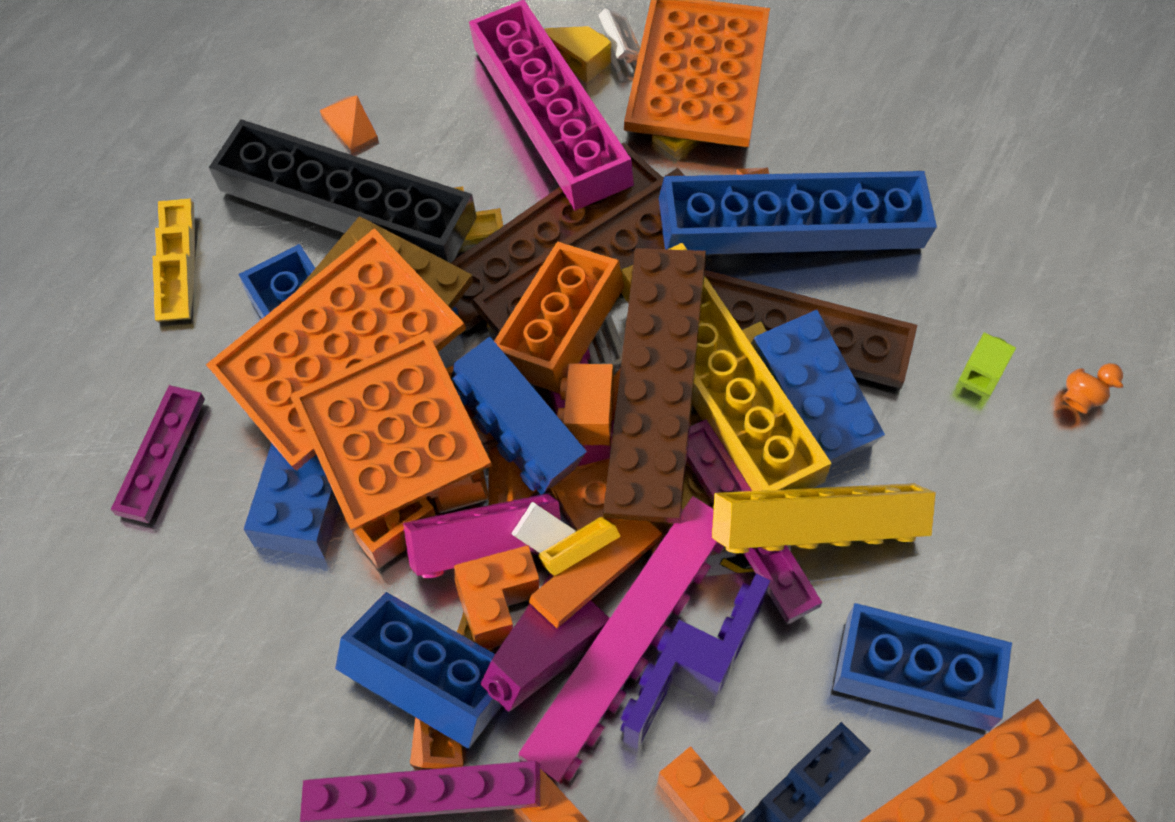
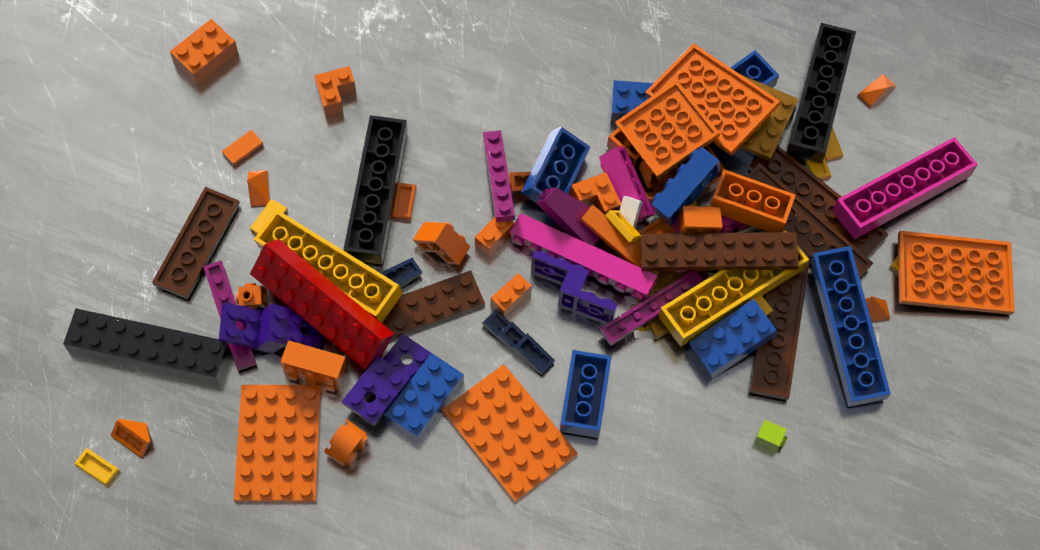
camera: 80 degrees right, 5 degrees up
(158, 454) = (653, 38): magenta plate -> none
(174, 260) = (766, 22): yellow slope -> none
(582, 50) = (956, 205): yellow slope -> none
(620, 35) = (981, 219): white tile -> none
(822, 516) = (656, 339): yellow brick -> none
(1088, 391) = (762, 489): orange animal -> none

